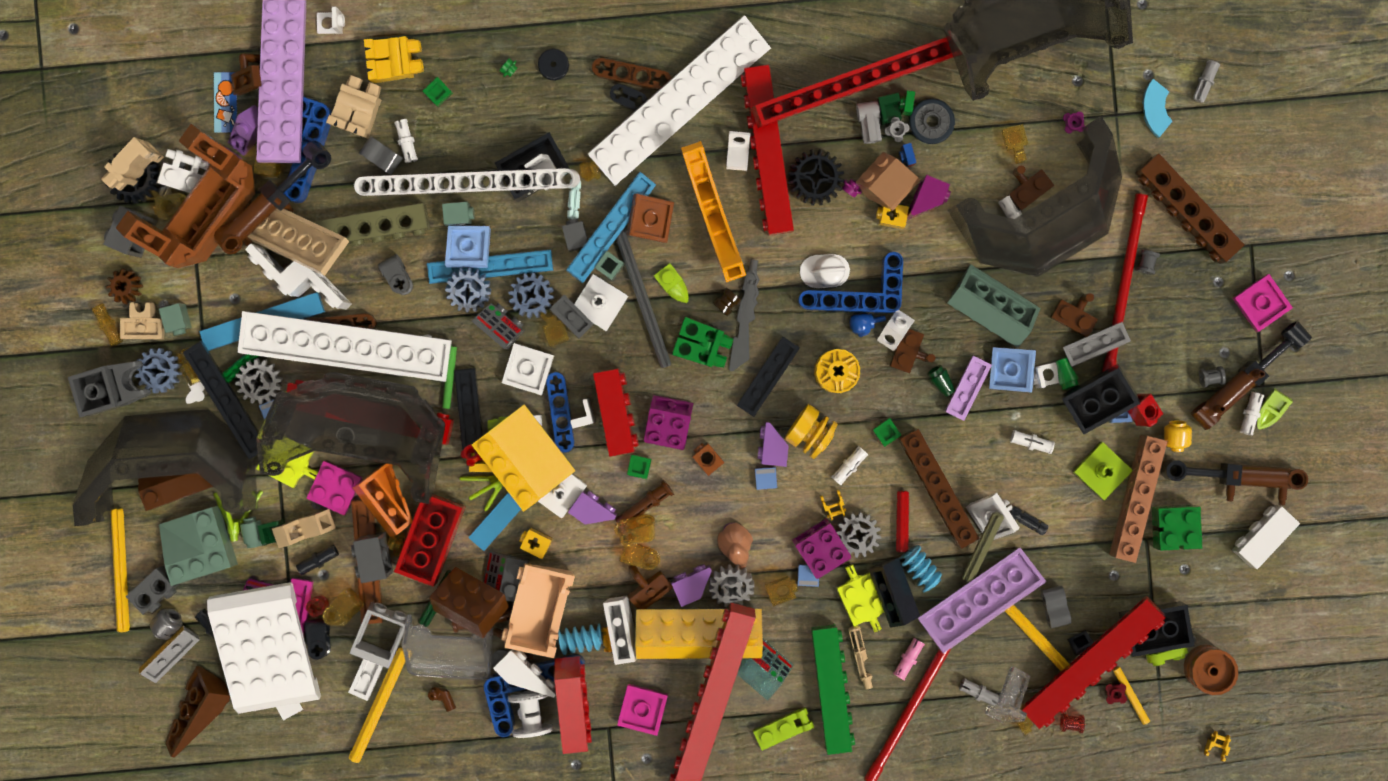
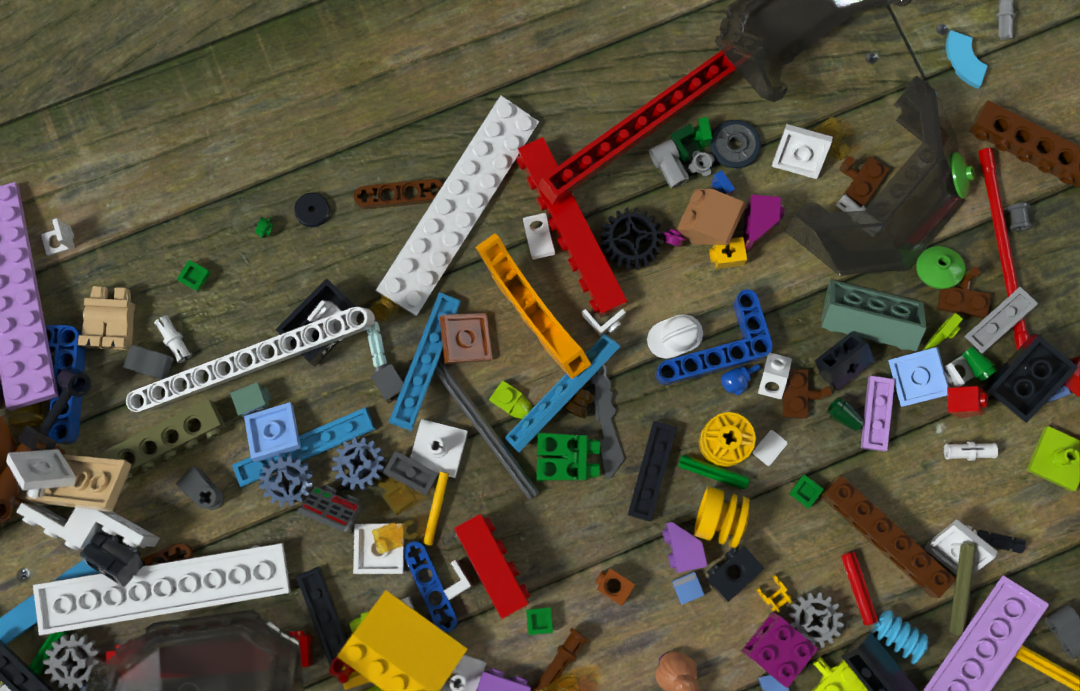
camera: 15 degrees left, 10 degrees down
(274, 223) = (40, 470): none -> white tile
(311, 310) = (112, 558): none -> black brick
(392, 59) = (134, 256): yellow hips -> none
(449, 381) = (294, 594): bright green bar -> none
(539, 363) = (390, 537): none -> clear yellow plate
(583, 351) = (436, 508): none -> yellow bar
(609, 265) = (436, 403): sand green brick -> none
(631, 93) = (403, 213): black beam -> none
(668, 422) = (556, 559): magenta bracket -> none
(713, 290) = (560, 394): none -> dark azure tile
(774, 246) = (610, 325): none -> white bracket
(818, 393) = (713, 472): none -> green axle
(819, 478) = (748, 569): none -> black brick
(849, 465) = (777, 543): white pin -> none
(871, 387) = (770, 447): none -> white sticker
(956, 336) = (844, 360): none -> black brick
(984, 147) = (802, 151): none -> white tile
(1040, 402) = (966, 401): none -> red slope
(1051, 338) = (947, 329): none -> lime plate
(1063, 292) = (937, 275): none -> bright green dish
(1078, 118) = (886, 92): magenta plate -> none
(1111, 211) = (961, 174): none -> bright green dish

